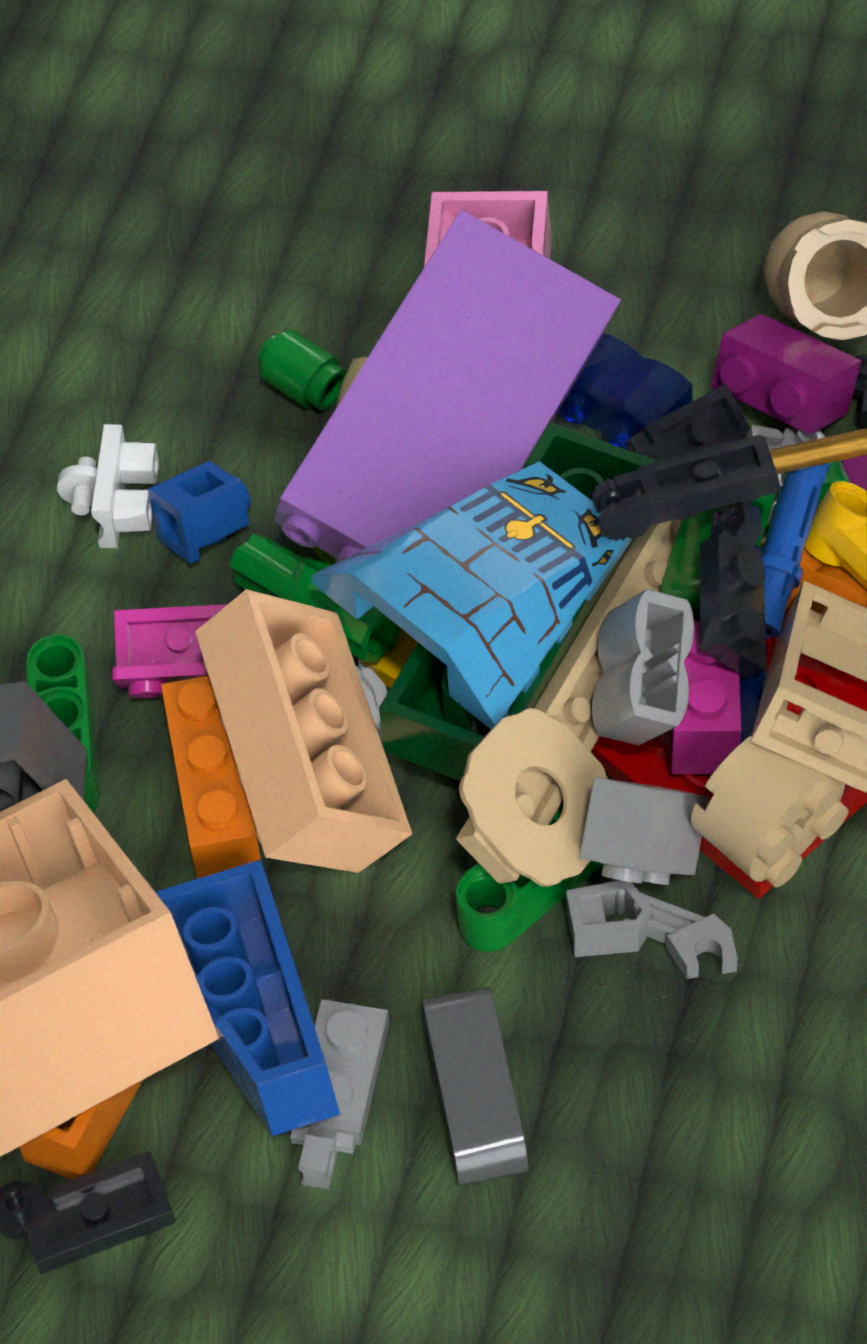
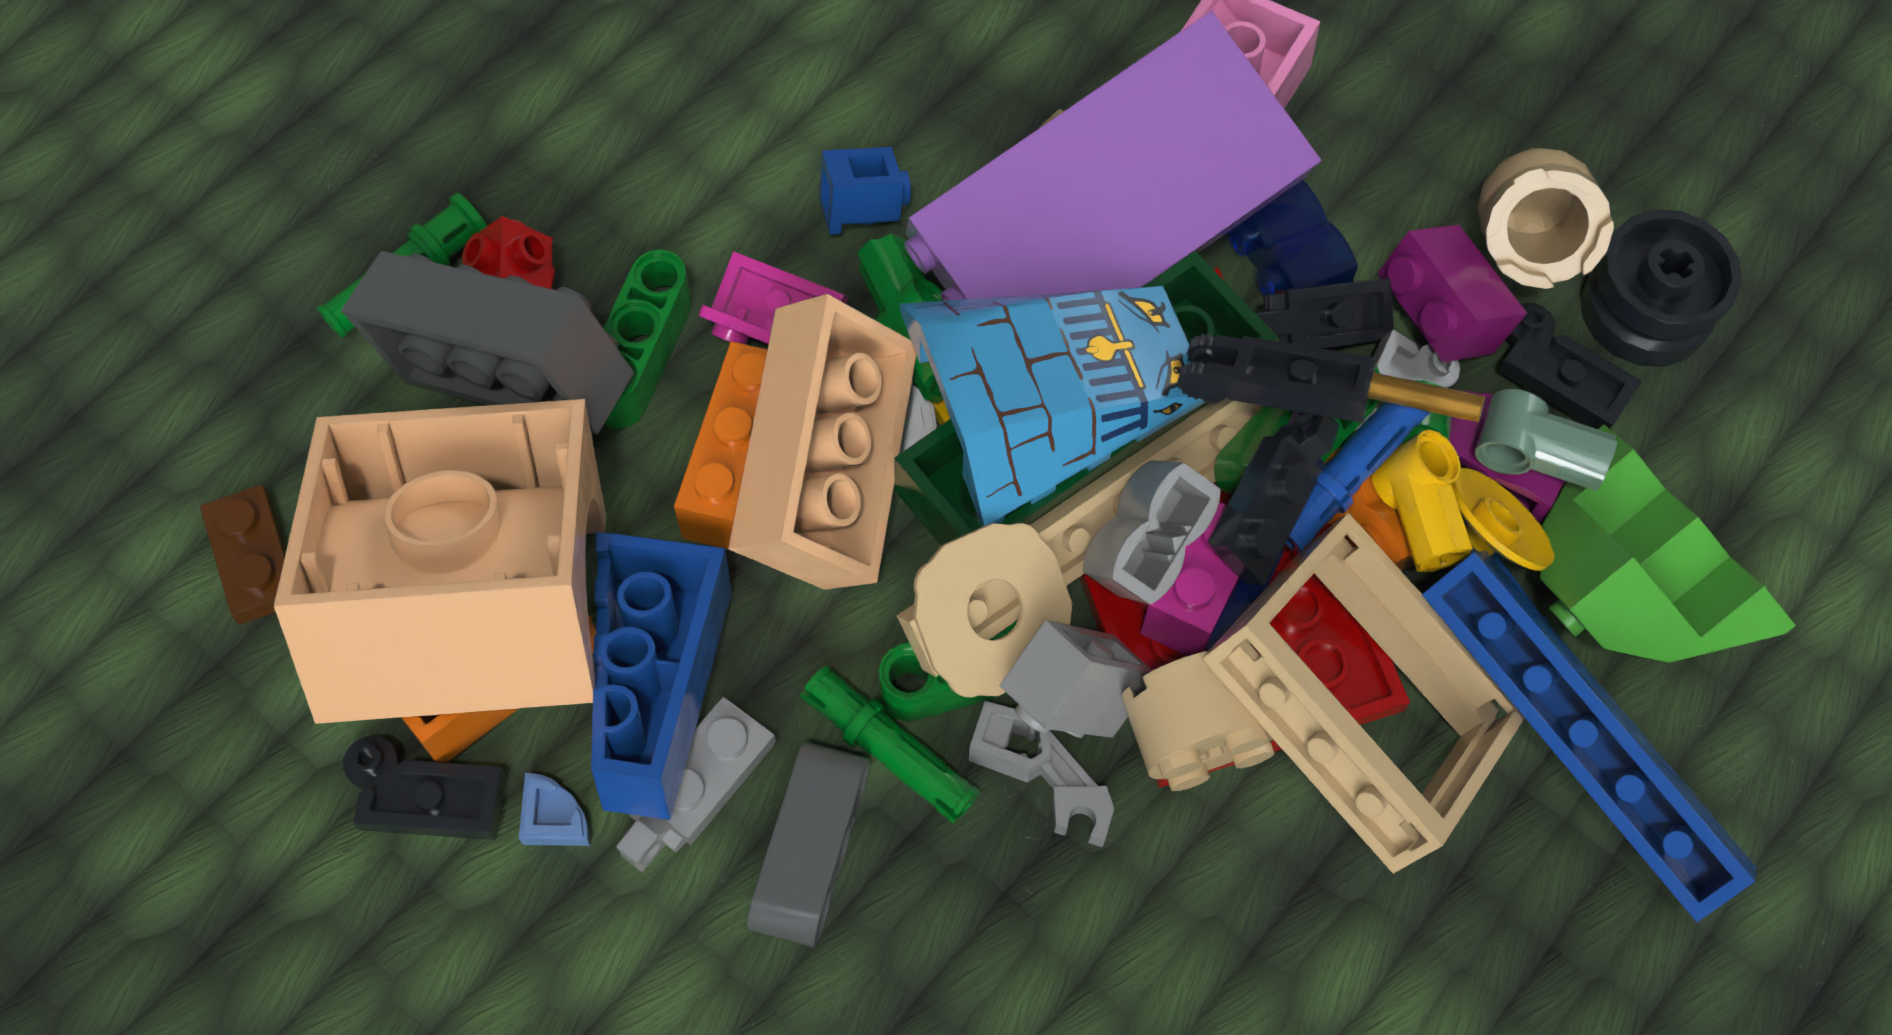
camera: 20 degrees right, 10 degrees up
(105, 486) = (792, 127): white hips -> none
(217, 1176) = (551, 815): none -> medium blue tile
(301, 370) = (1018, 93): green brick -> none
(501, 970) = (900, 752): none -> green pin

